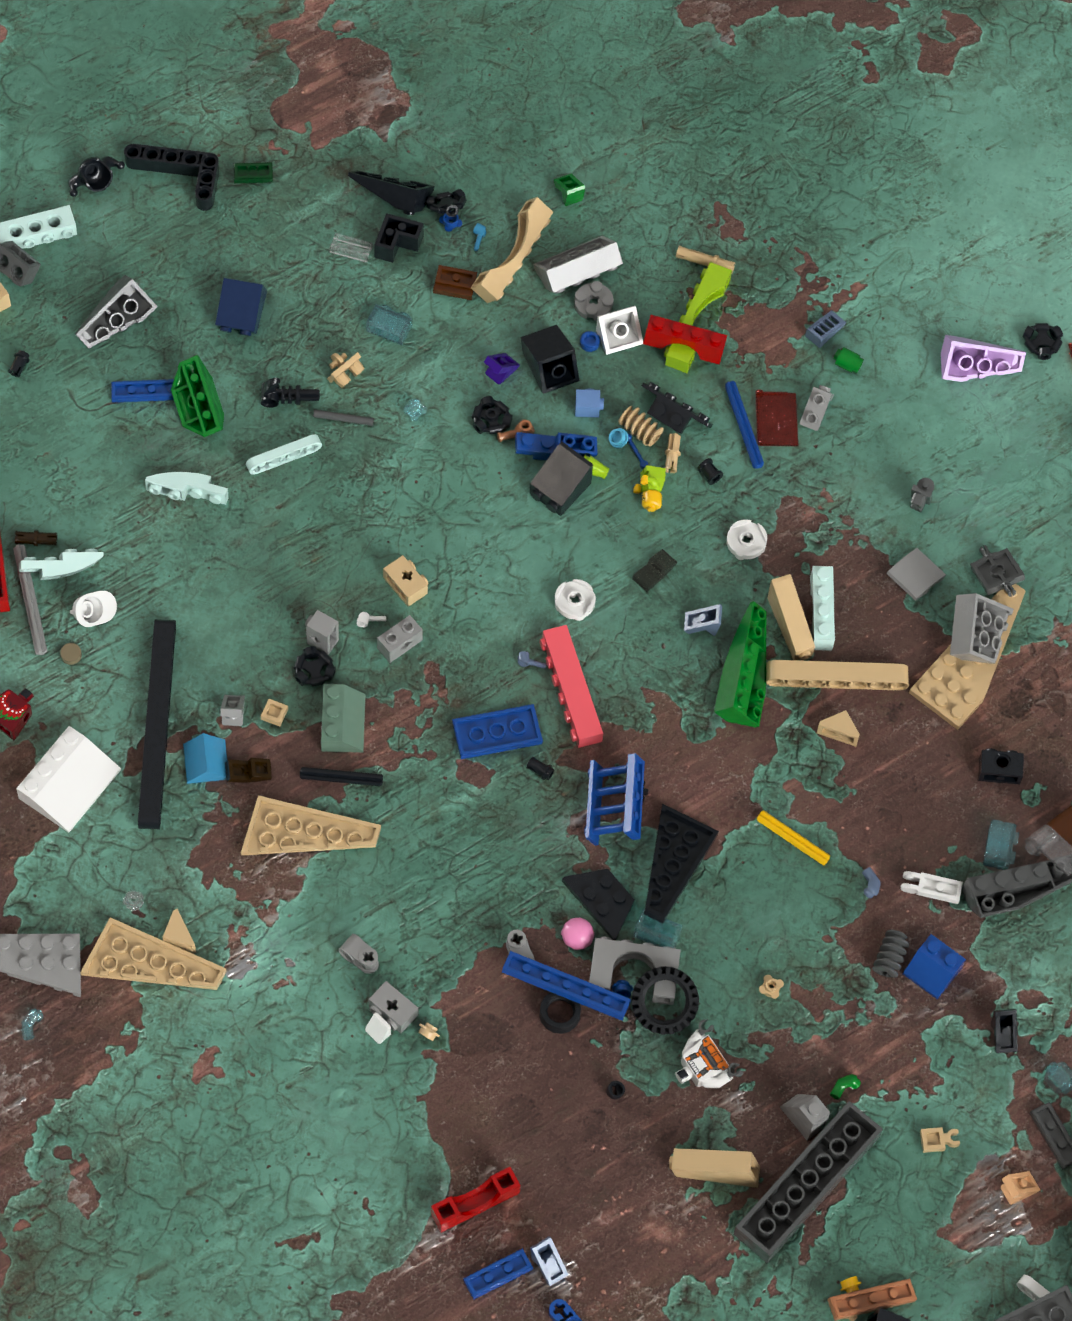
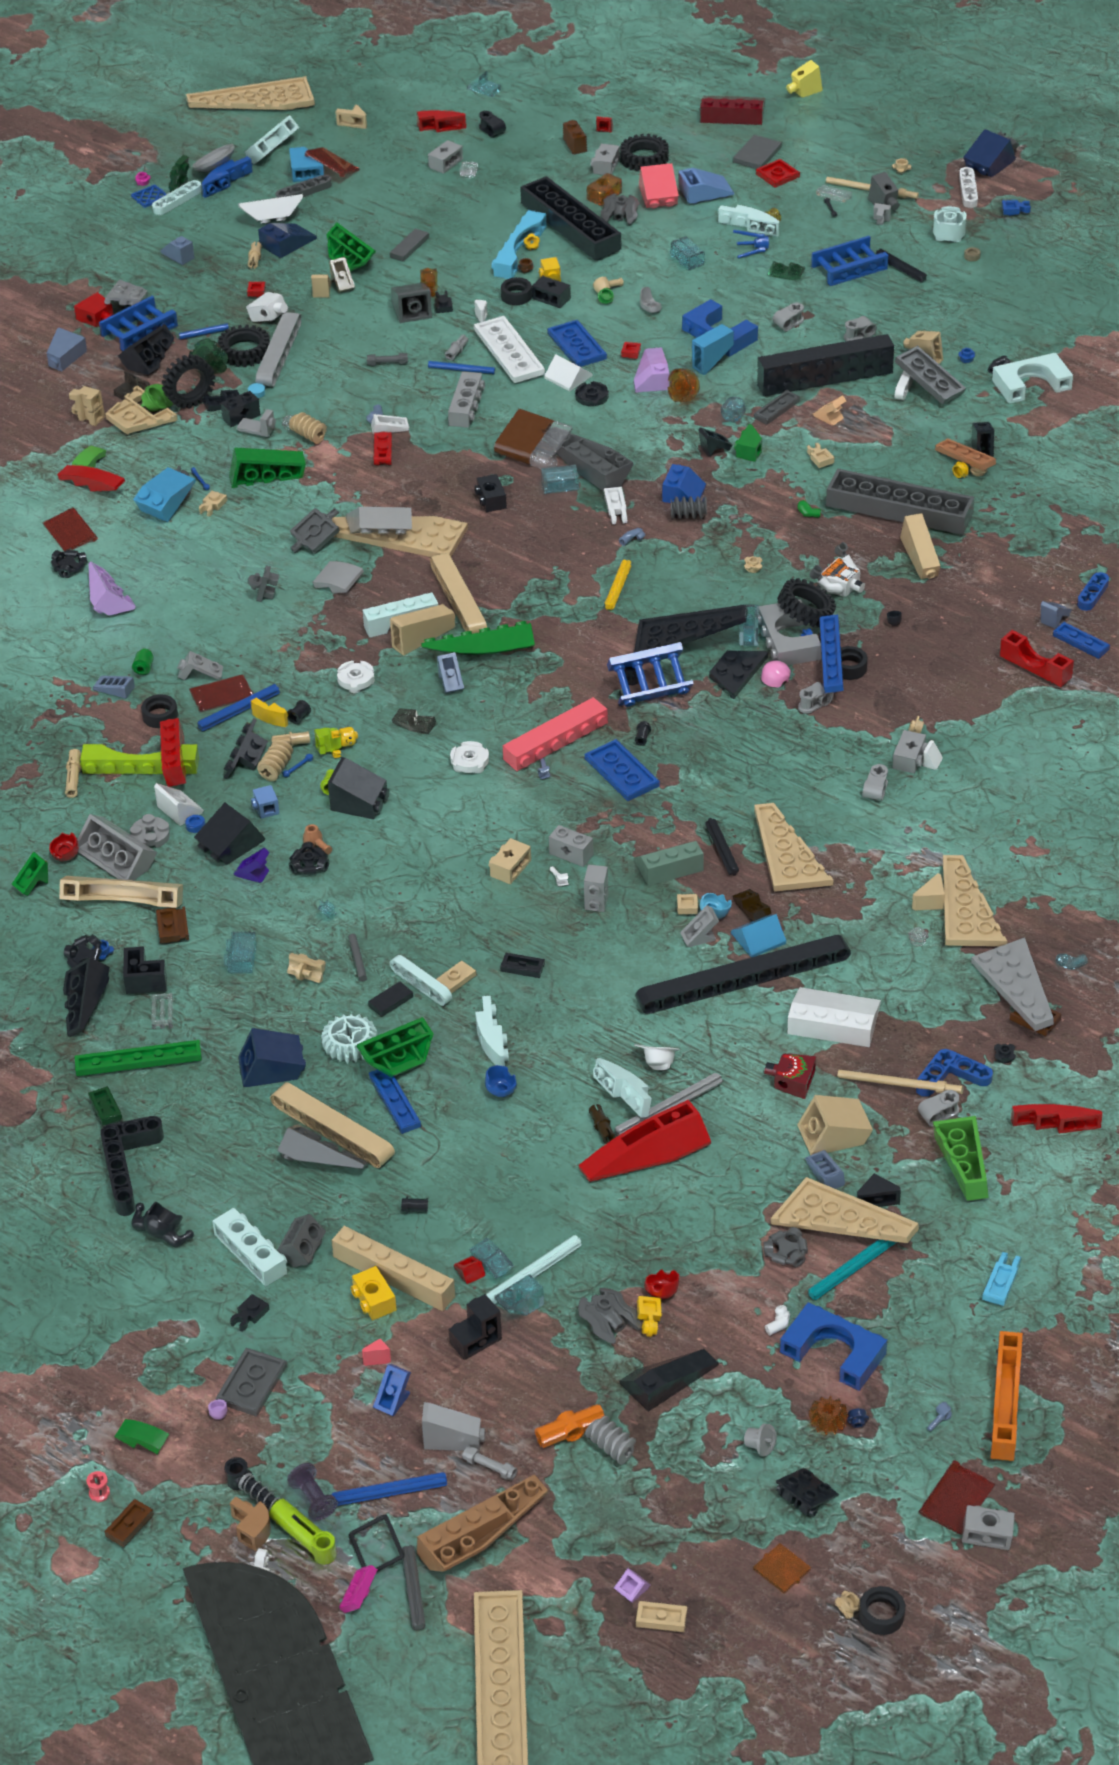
camera: 105 degrees left, 20 degrees down
(71, 653) = (707, 1058): dark tan tile -> none
(121, 471) = (499, 1081): none -> blue hair
(141, 330) = (332, 1125): none -> tan beam
(248, 381) = (343, 1035): none -> light aqua gear
(256, 732) = (718, 903): none -> medium azure hair
(257, 559) = (522, 967): none -> black tile
(272, 394) = (354, 997): black piece -> none
(276, 426) = (390, 999): none -> black tile
(276, 485) = (457, 976): none -> tan plate
(297, 211) = (137, 1058): none -> green plate
(313, 667) = (628, 890): black piece -> none
(479, 230) = (104, 925): dark azure hand -> none
(543, 445) = (320, 806): blue slope -> none
(598, 223) = (64, 847): none -> red hair
(618, 438) = (291, 775): medium azure plate -> none
(714, 447) = (270, 714): none -> yellow slope
(766, 341) = (156, 702): none -> black tyre
(806, 1114) = (849, 510): light grey slope -> none
(839, 728) = (504, 580): tan slope -> none
(988, 1070) = (749, 444): none -> green slope

